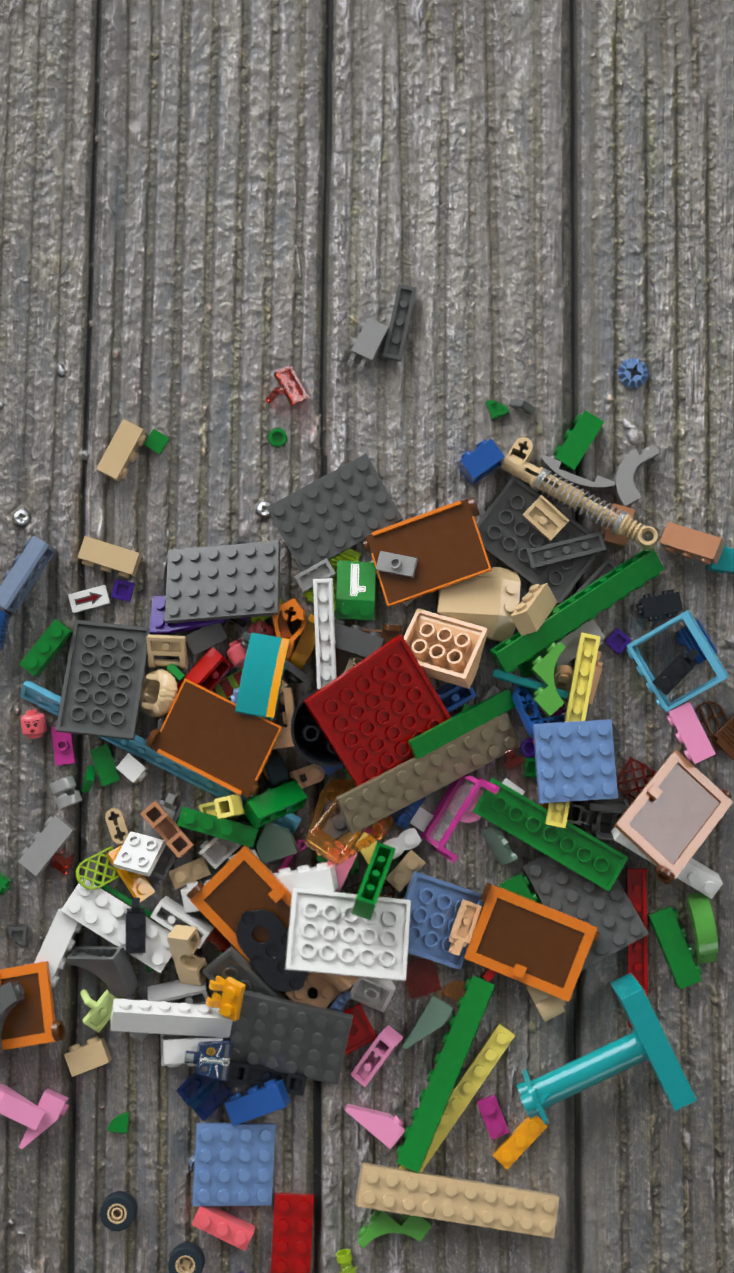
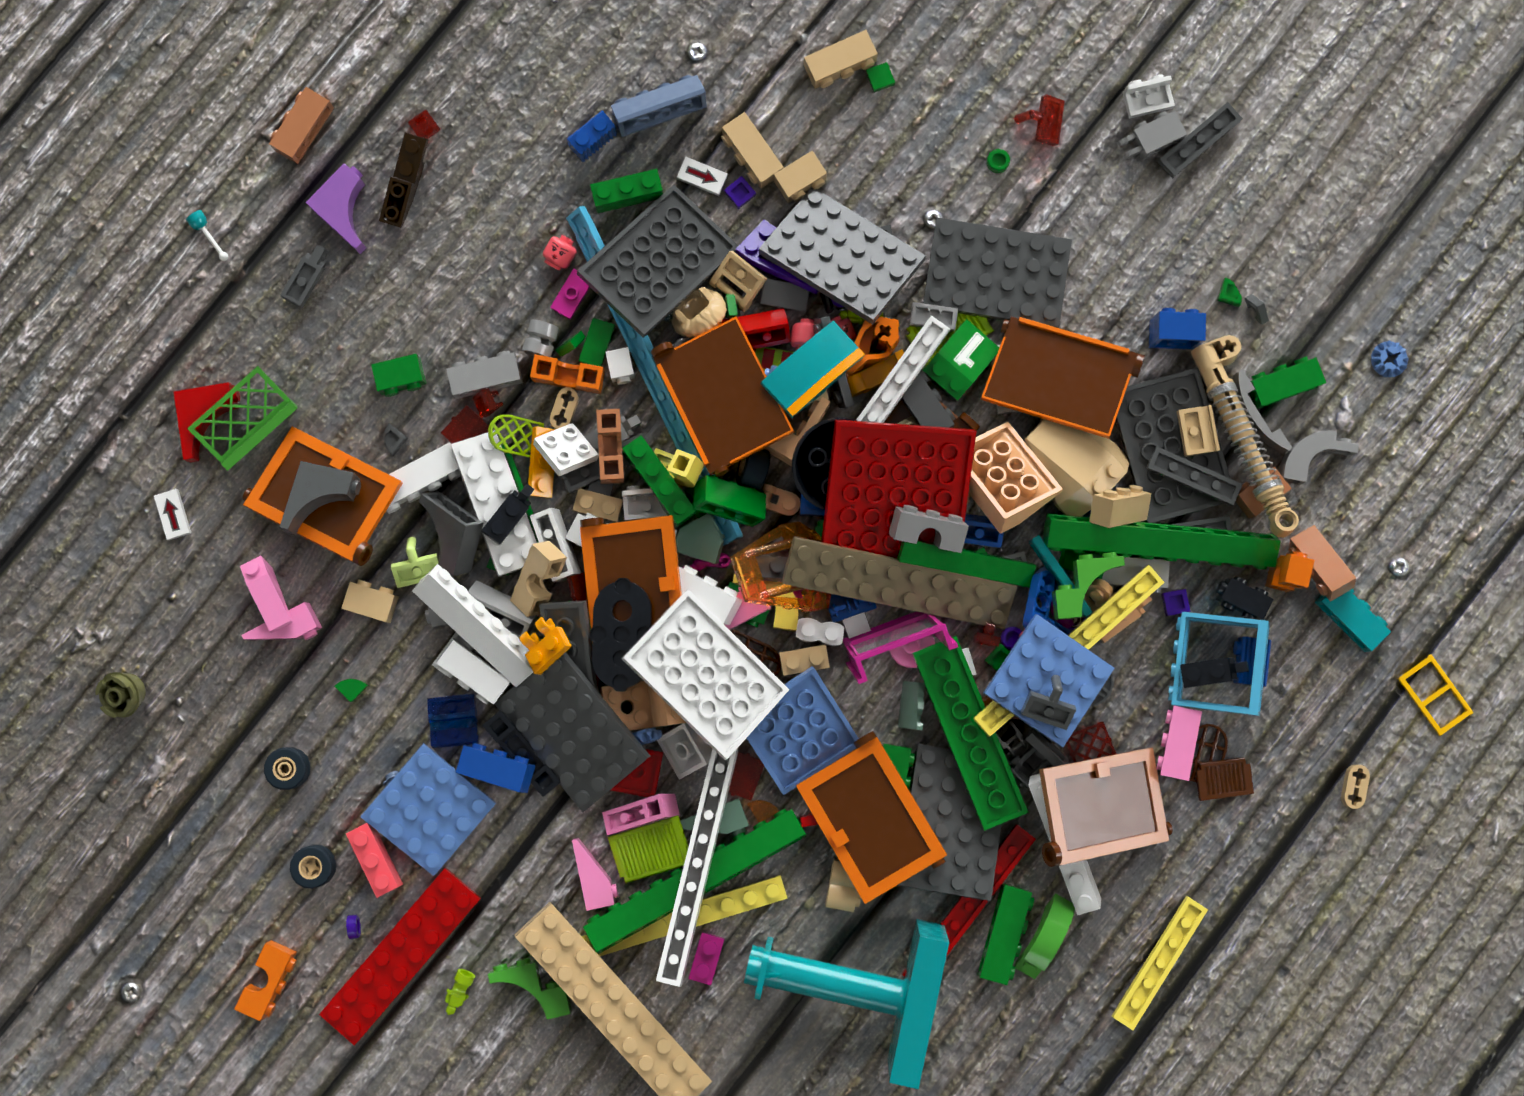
camera: 30 degrees right, 0 degrees up
(60, 889) = (464, 426): none -> clear red piece
(102, 802) = (561, 374): none -> orange arch
(155, 550) = (800, 176): none -> tan brick
(211, 1059) = (484, 692): torso -> none
(343, 320) = (1148, 96): none -> white bracket
(373, 881) = (768, 642): green brick -> none
(396, 564) = (1021, 364): light grey plate -> none
(400, 1074) = (649, 849): none -> lime window
(405, 728) = (909, 523): none -> light grey arch
(442, 1068) = (696, 869): none -> white brick
(463, 926) = (819, 755): light nougat hinge -> none
(519, 1141) = (714, 1000): light orange plate -> none
(589, 781) = (1049, 709): none -> dark grey plate
(676, 566) = (1290, 572): none -> orange arch

